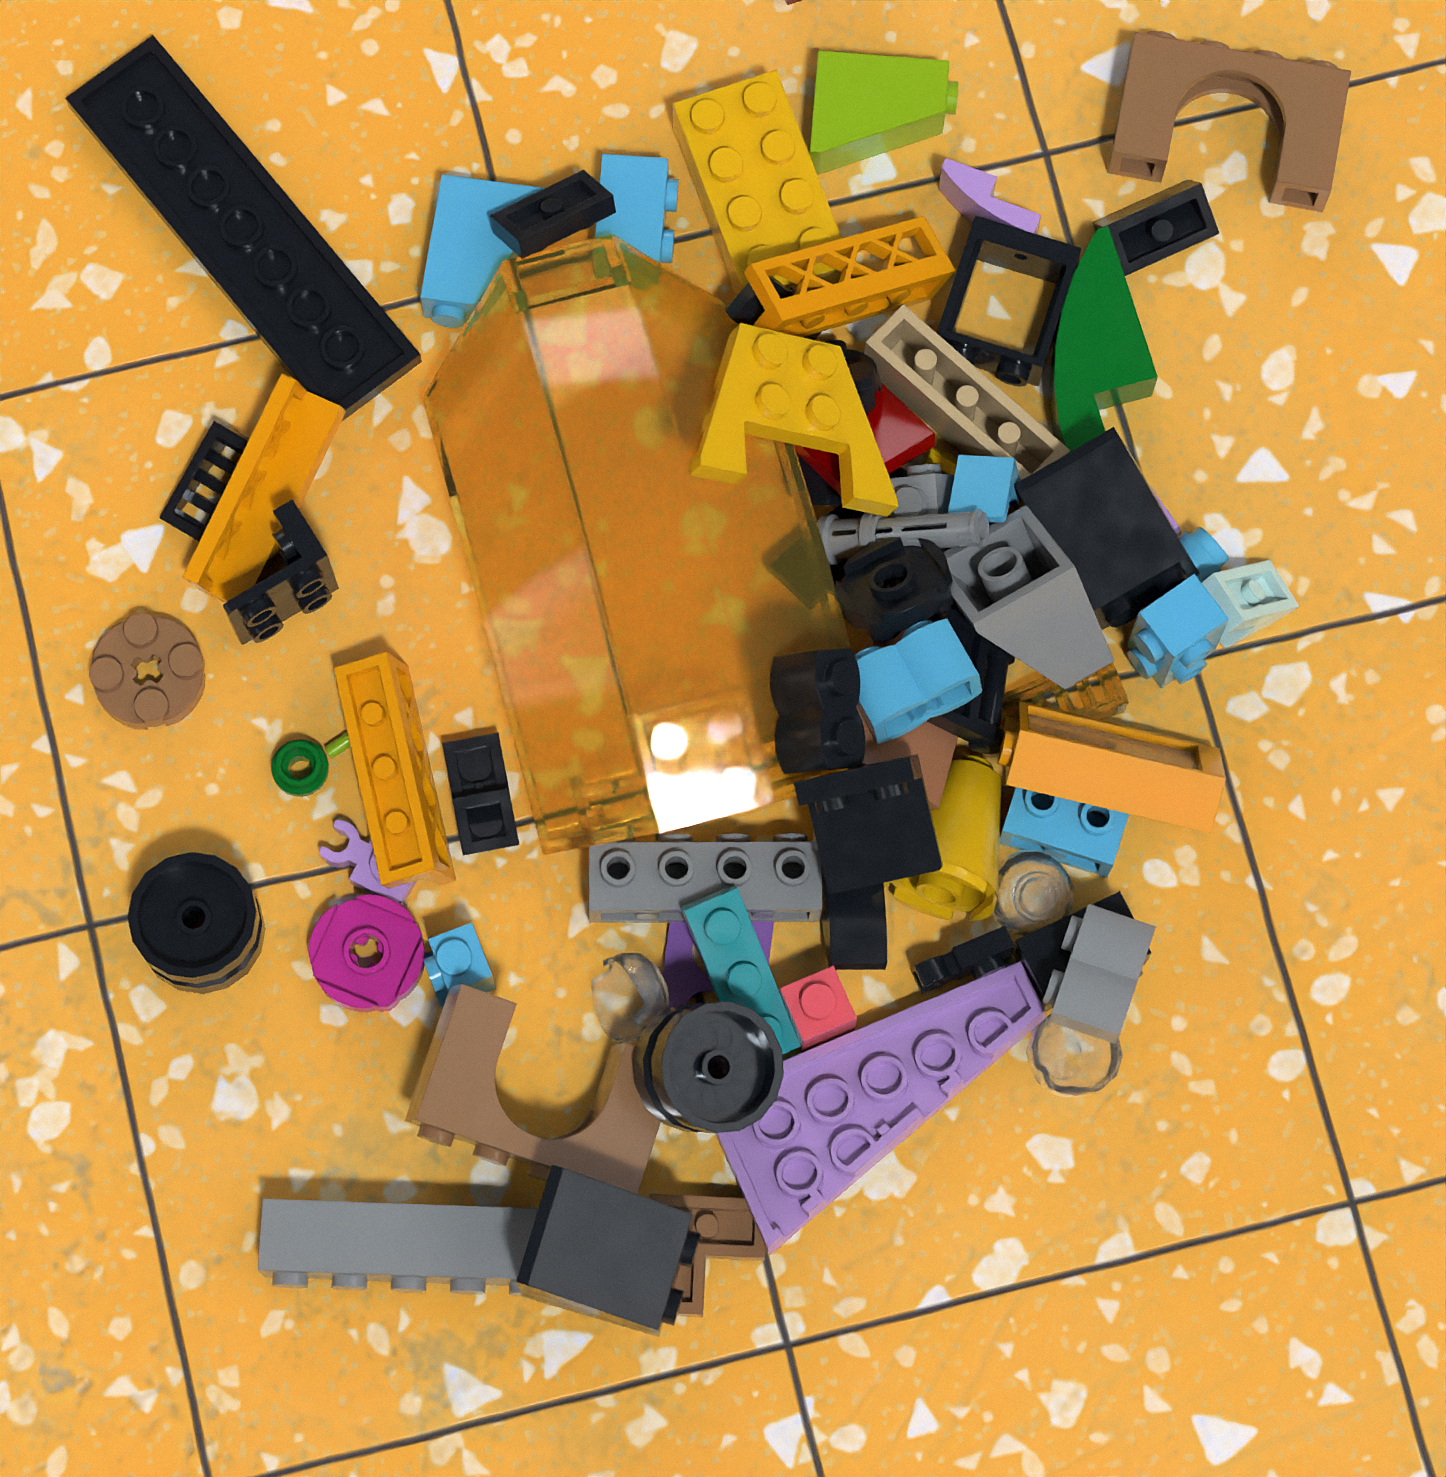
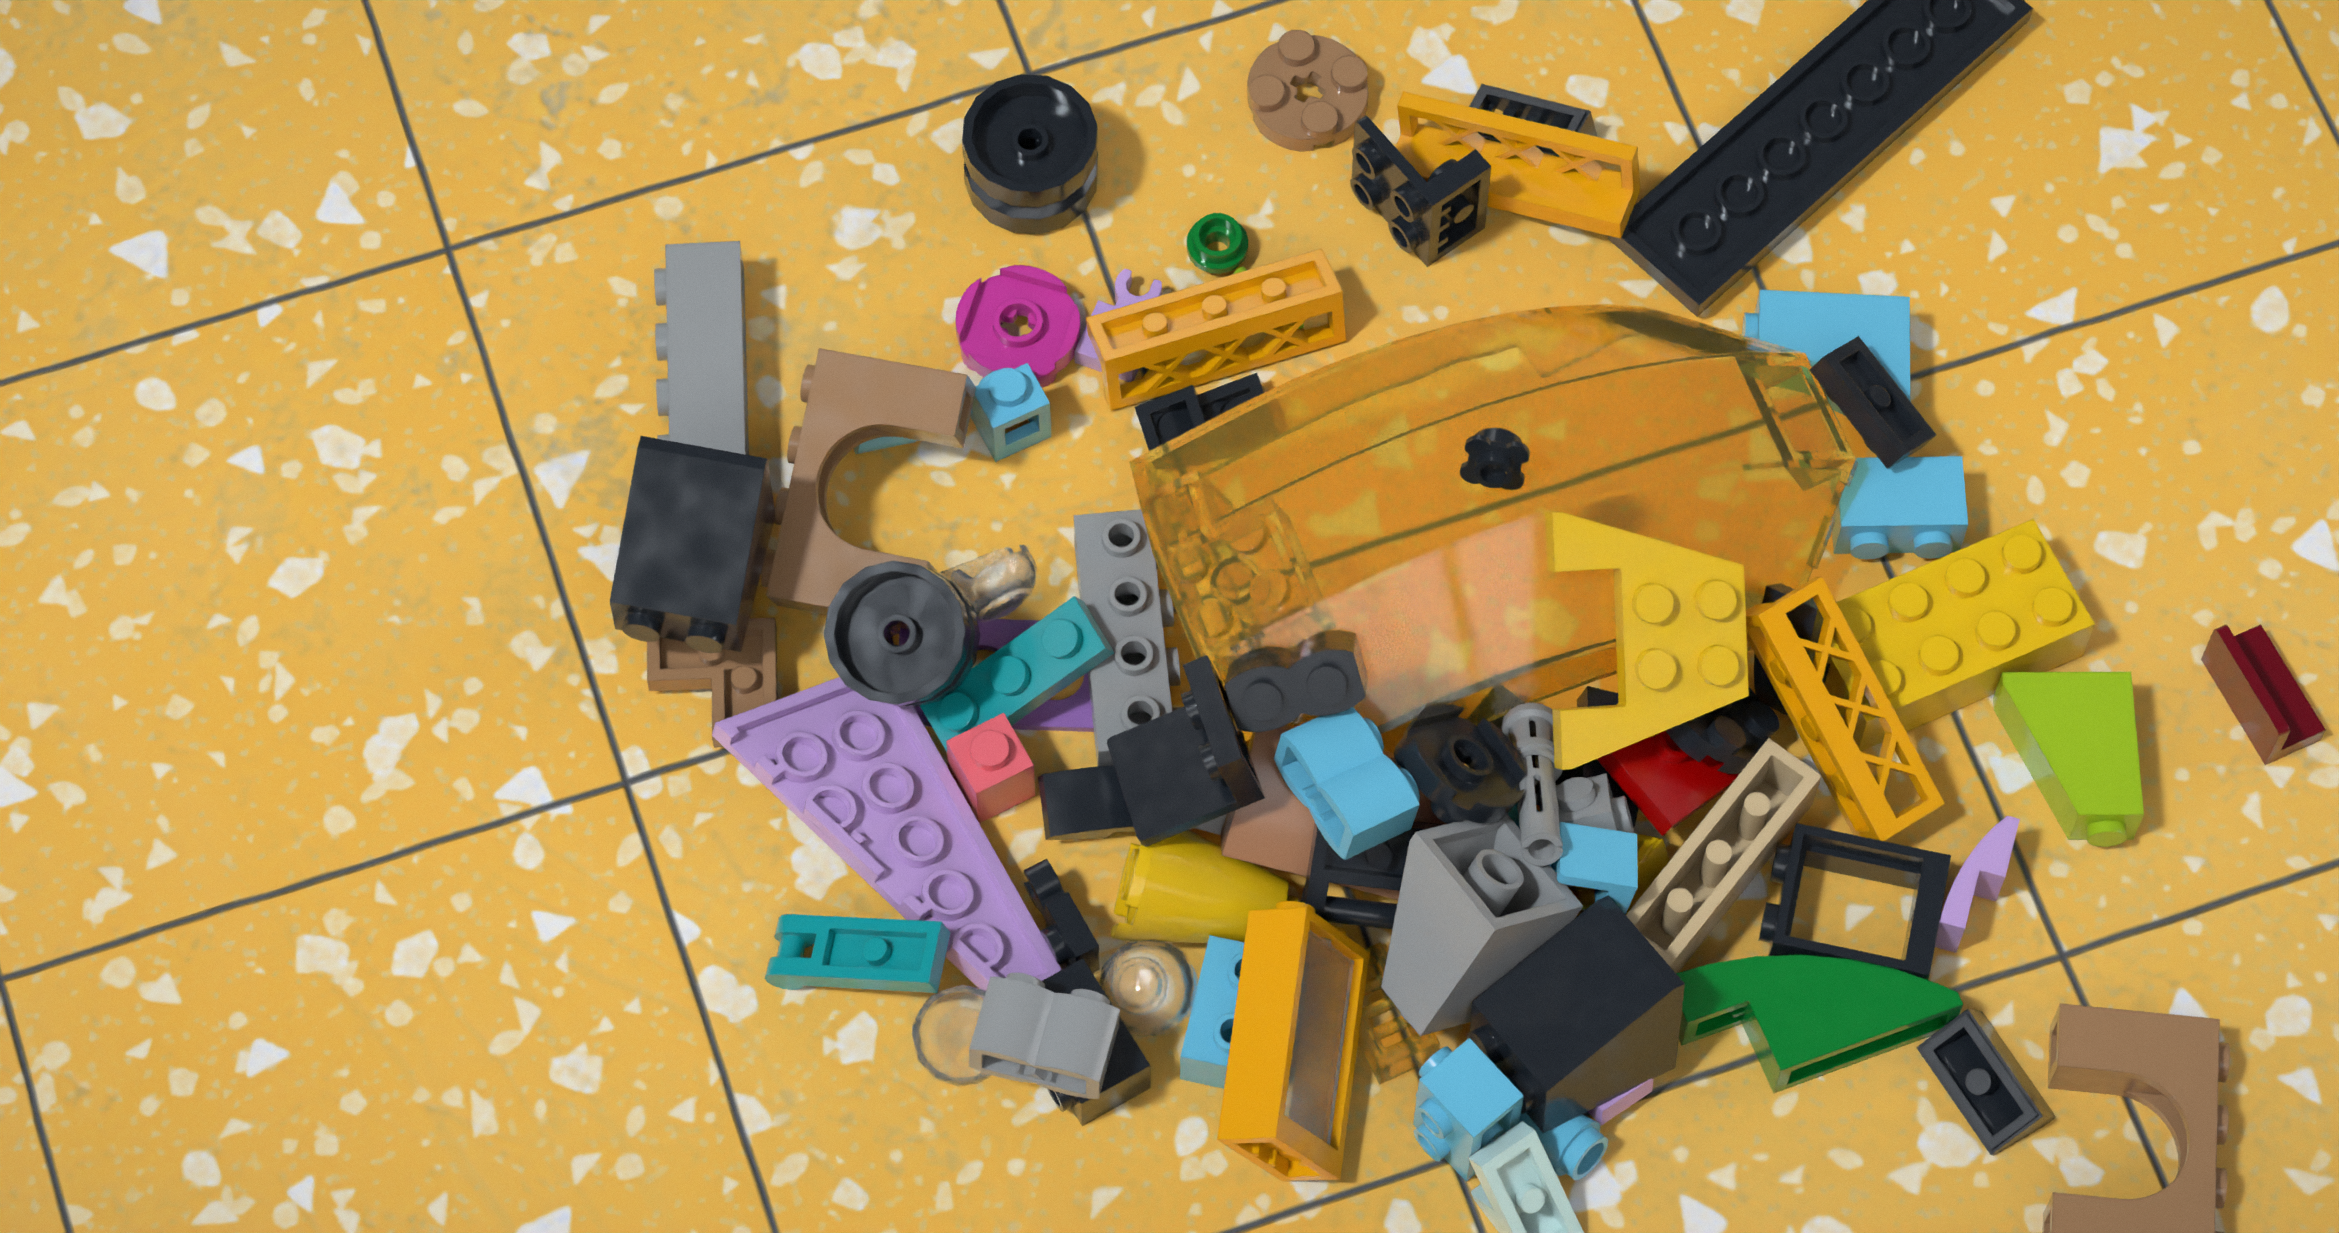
camera: 85 degrees right, 10 degrees down
(645, 505) = (1495, 459): none -> black plate
(990, 1137) = (858, 953): none -> teal plate

